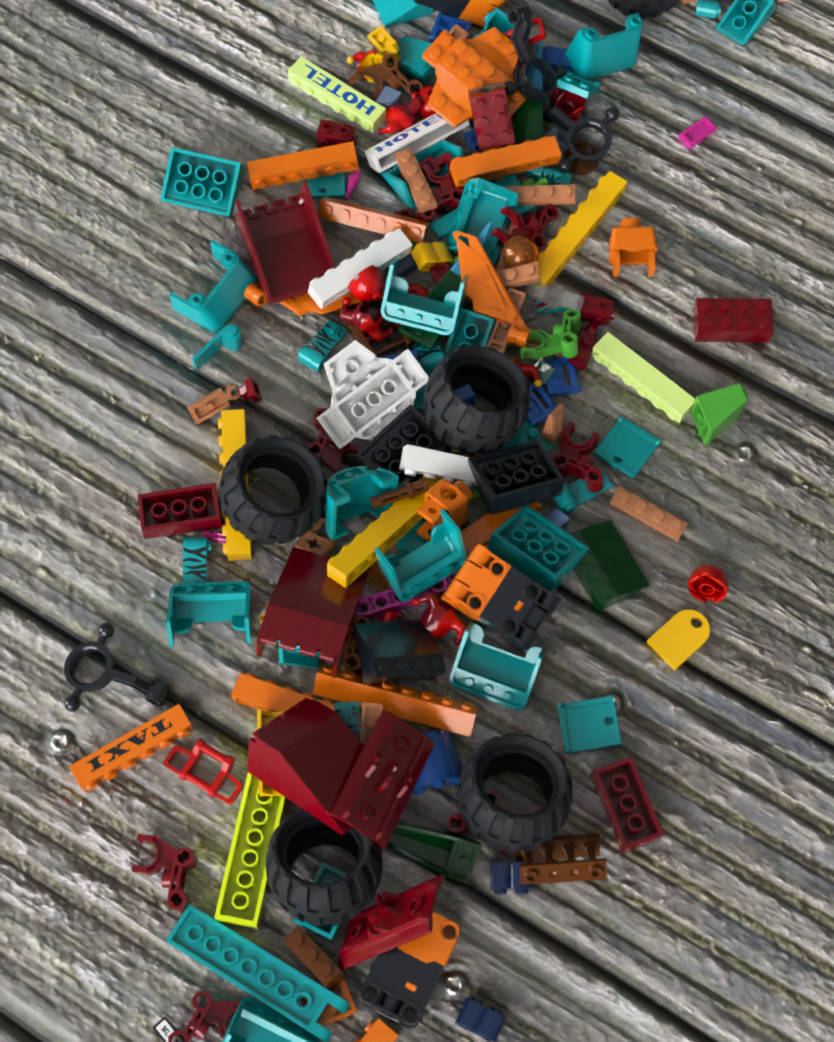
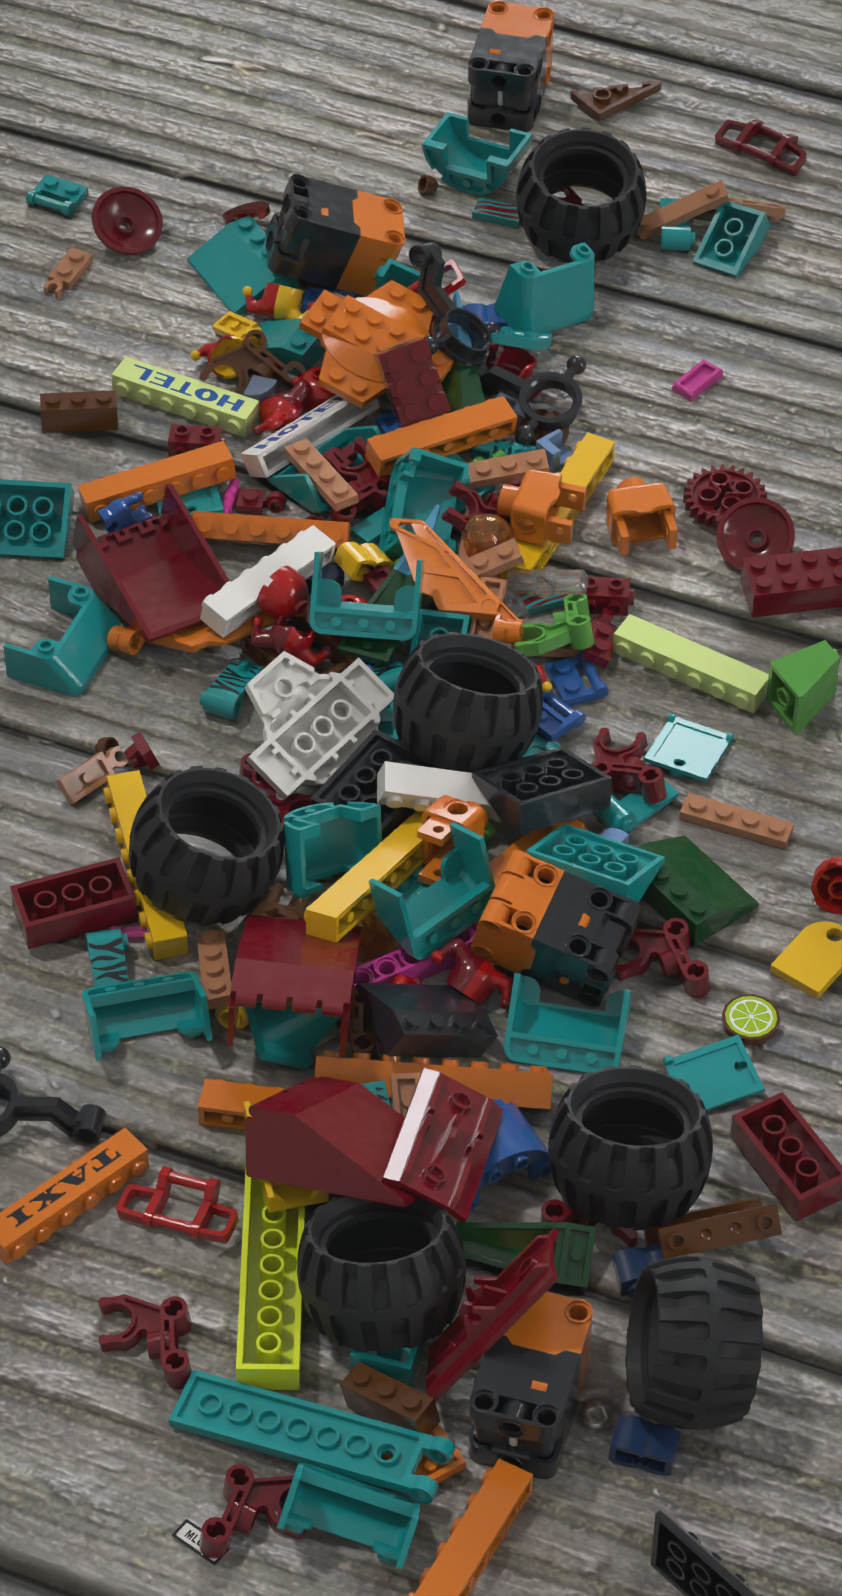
camera: 10 degrees left, 20 degrees down
(228, 337) = (95, 695): teal door -> none
(229, 378) = (105, 744): none -> reddish brown hinge
(261, 96) = (79, 411): none -> reddish brown brick
(264, 580) = (215, 967): none -> nougat plate
(270, 190) = (119, 514): none -> blue animal
(367, 189) = (254, 500): none -> dark red plate
(409, 490) = (398, 822): reddish brown pin -> none
(415, 26) = (277, 302): none -> piece
(525, 968) = (694, 1343): none -> black tyre
(544, 369) = (553, 671): sand green tile -> none
(554, 425) = (580, 730): nougat slope -> none
(558, 234) = (536, 506): none -> orange piece
(579, 618) = (670, 950): none -> dark red piece
(583, 180) = (555, 452): none -> medium blue panel
(624, 681) = (752, 1018): none -> tile
(683, 230) = (708, 490): none -> dark red gear
(710, 263) = (750, 520): none -> dark red dish

